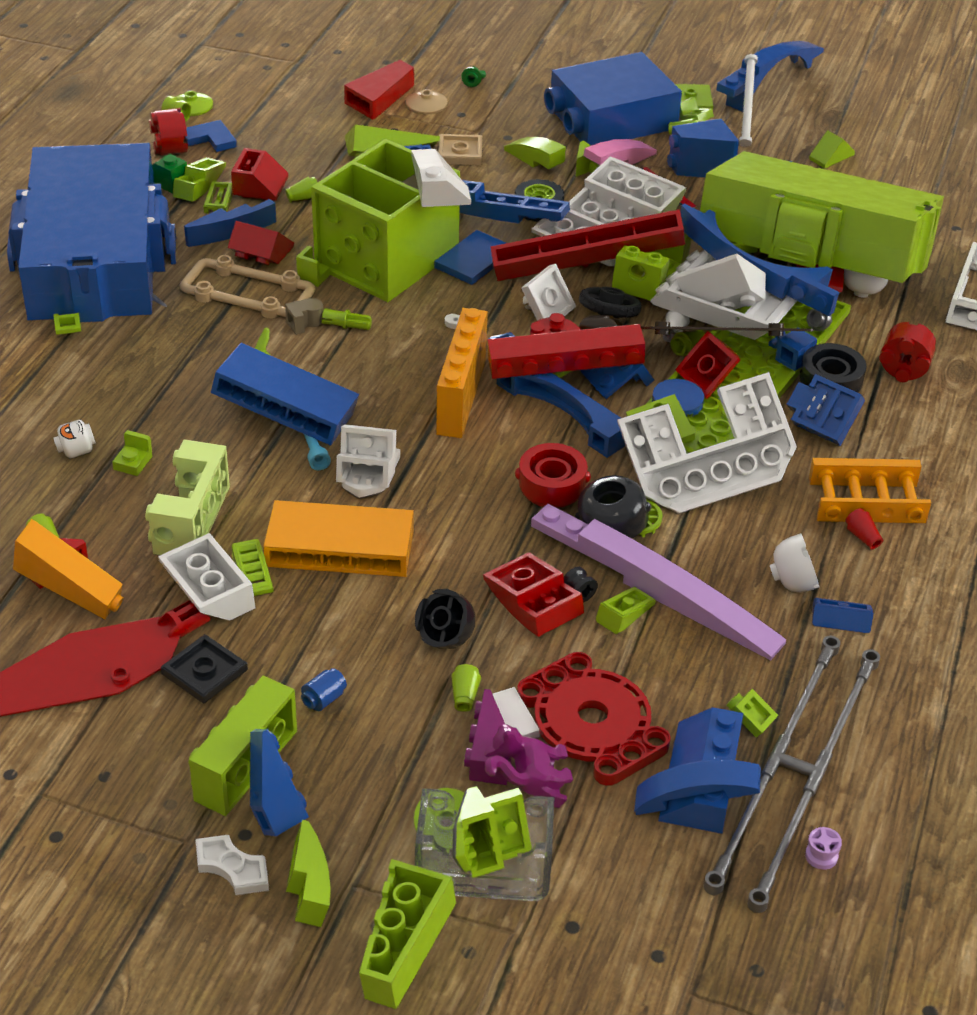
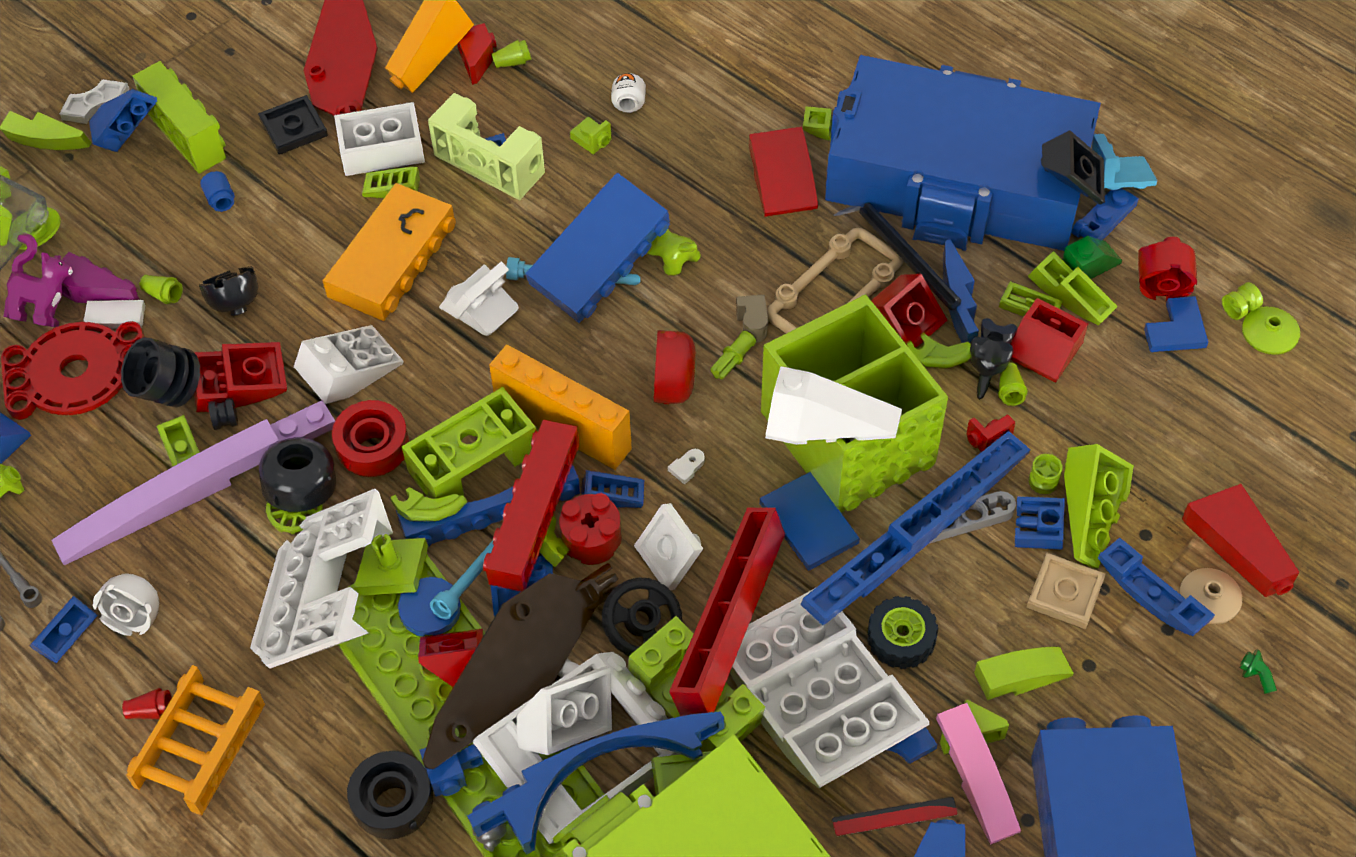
camera: 115 degrees right, 15 degrees up
(120, 136) = (1075, 165): none -> black slope
(136, 331) = (783, 171): none -> red slope
(203, 248) = (910, 256): none -> black axle
(286, 192) = (991, 352): none -> black animal
(290, 224) = (939, 355): none -> lime piece
(293, 517) = (402, 216): none -> black piece
(396, 339) = (674, 367): none -> red piece
(445, 113) = (1151, 591): none -> blue slope
(480, 526) = (345, 362): none -> white slope
(504, 393) = (441, 458): none -> lime plate
(576, 617) = (160, 372): none -> black wheel
(601, 414) = (427, 509): none -> lime piece
(674, 376) = (446, 602): none -> medium azure piece
(825, 408) = (332, 748): blue piece -> none

